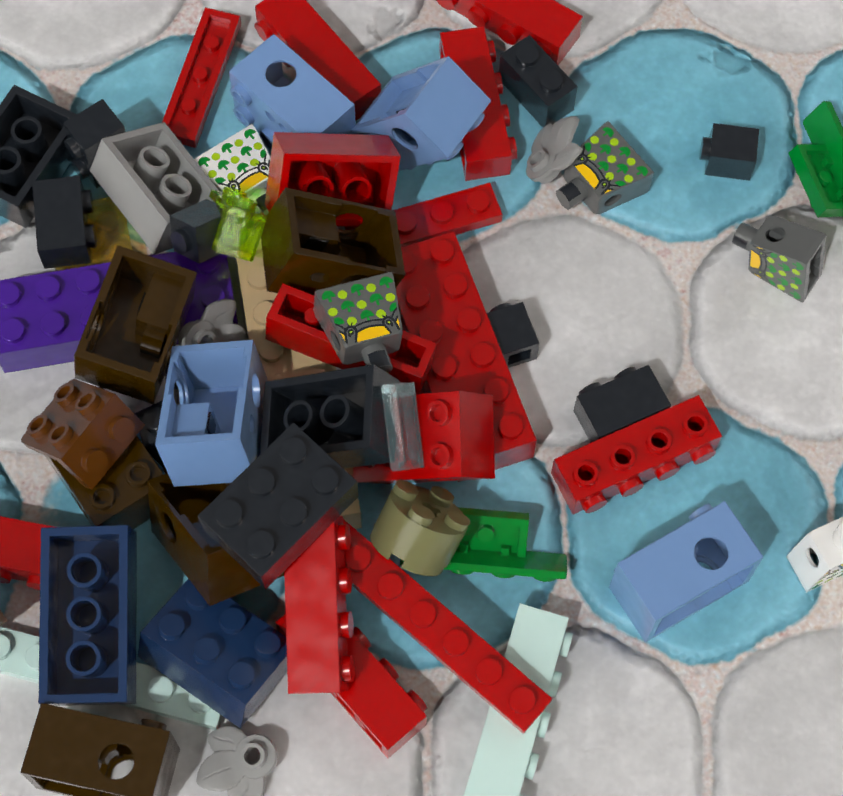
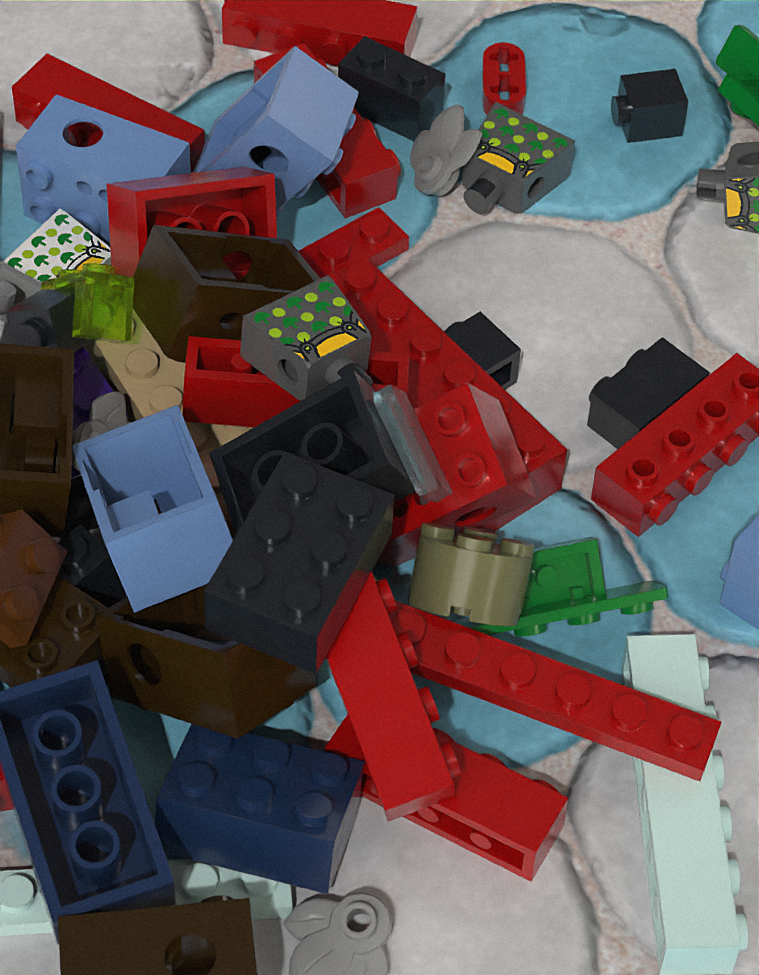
camera: 20 degrees left, 15 degrees down
(622, 92) = (498, 81): none -> red beam

